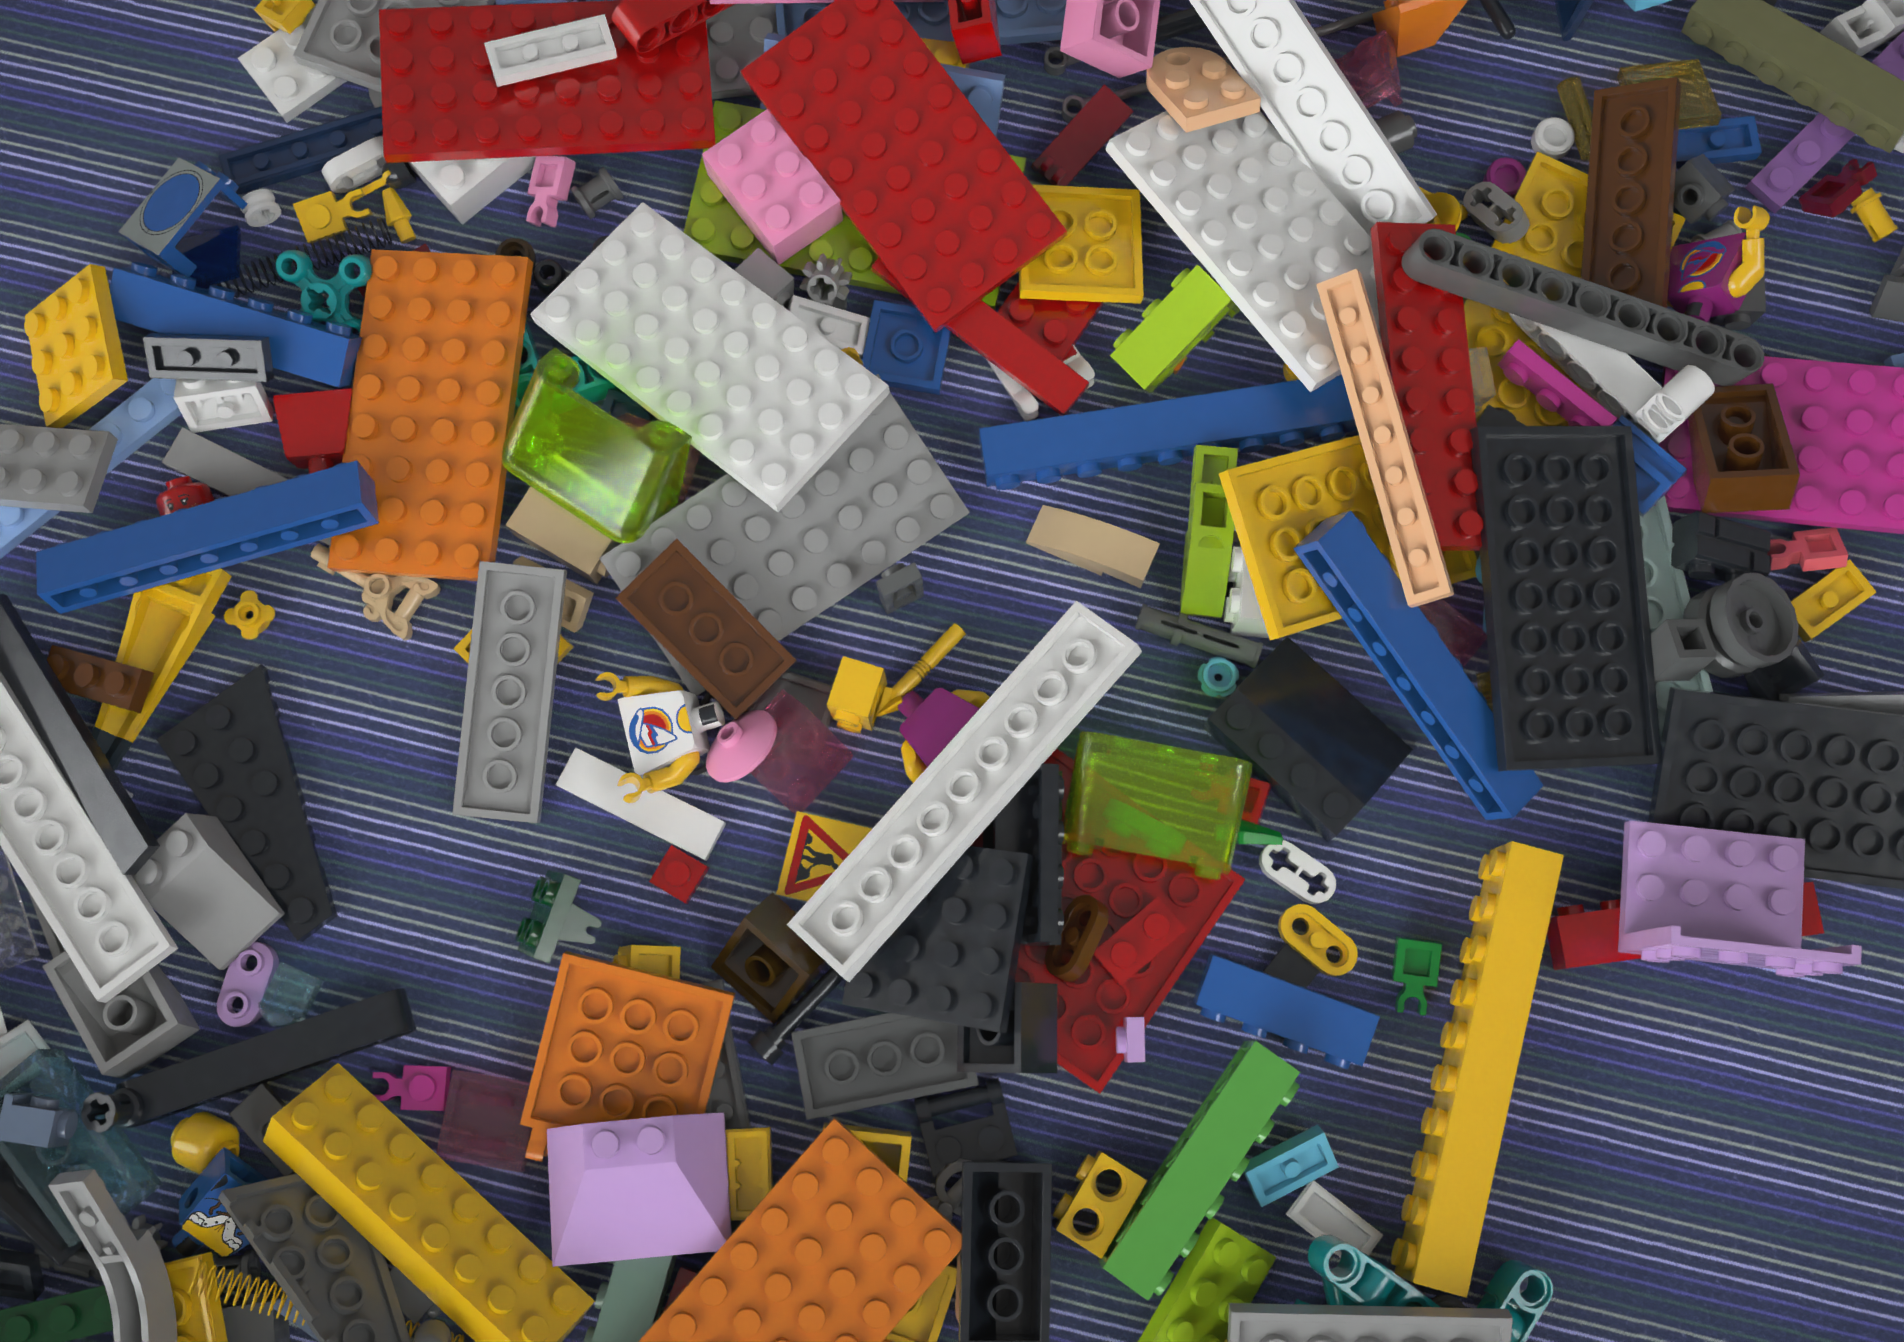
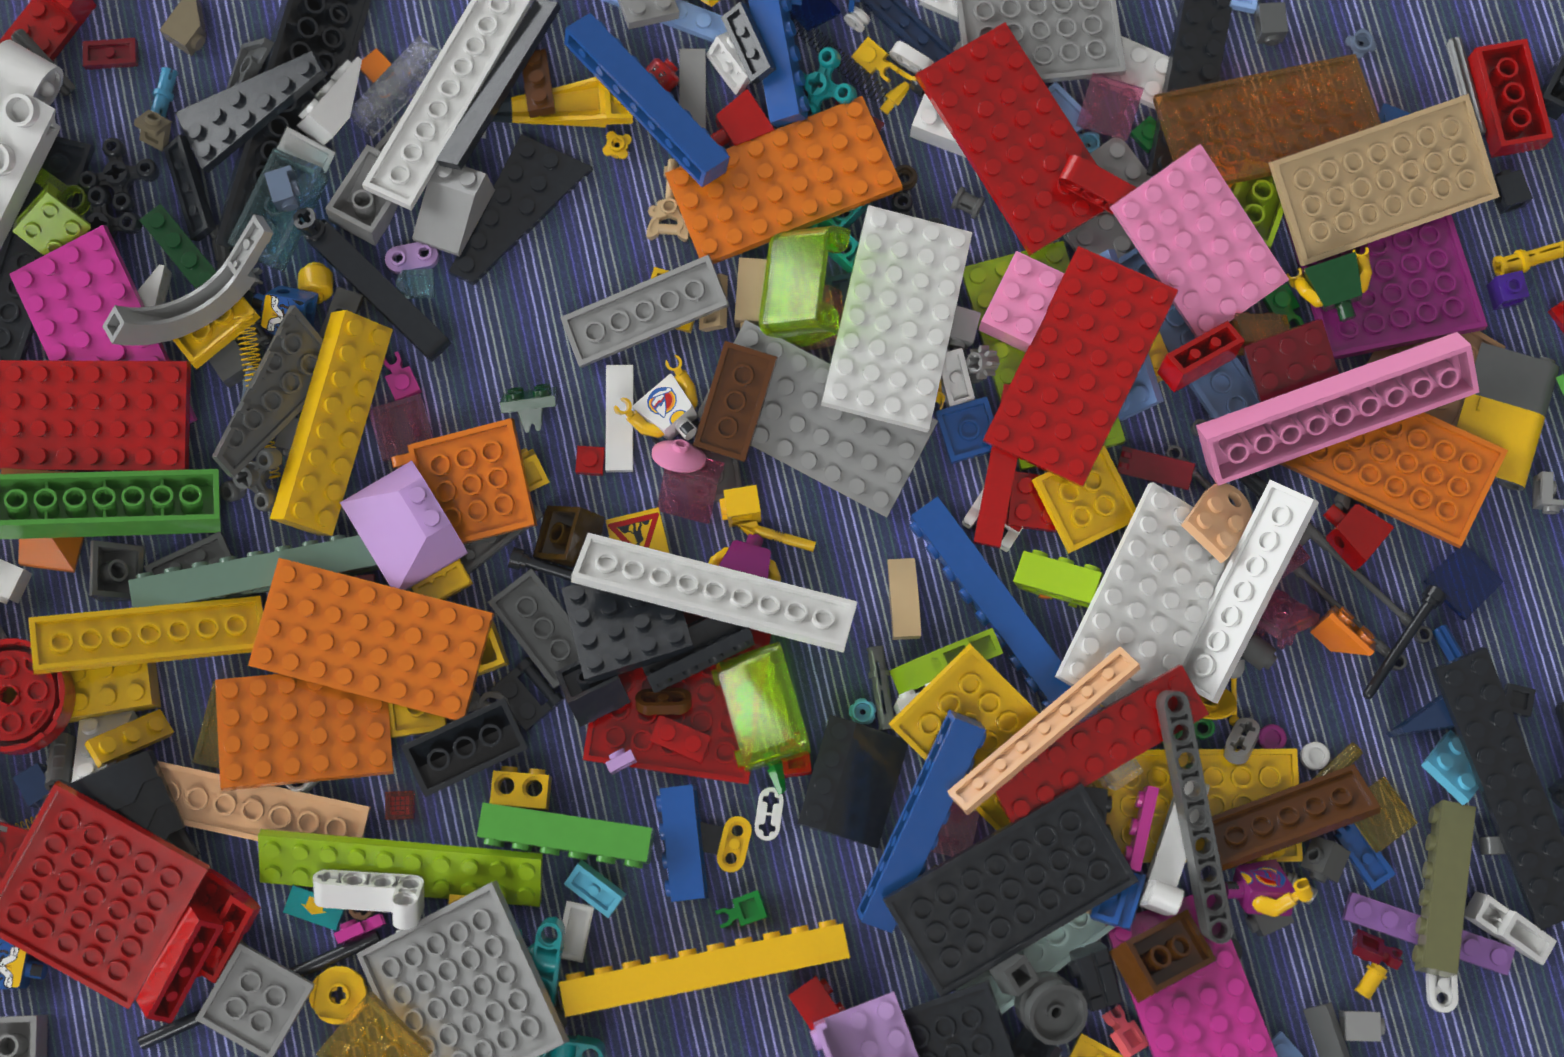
camera: 60 degrees right, 0 degrees up
(548, 184) = (958, 173): bright pink plate -> none
(550, 50) = (1030, 132): white plate -> none
(900, 586) = (817, 498): dark grey plate -> none

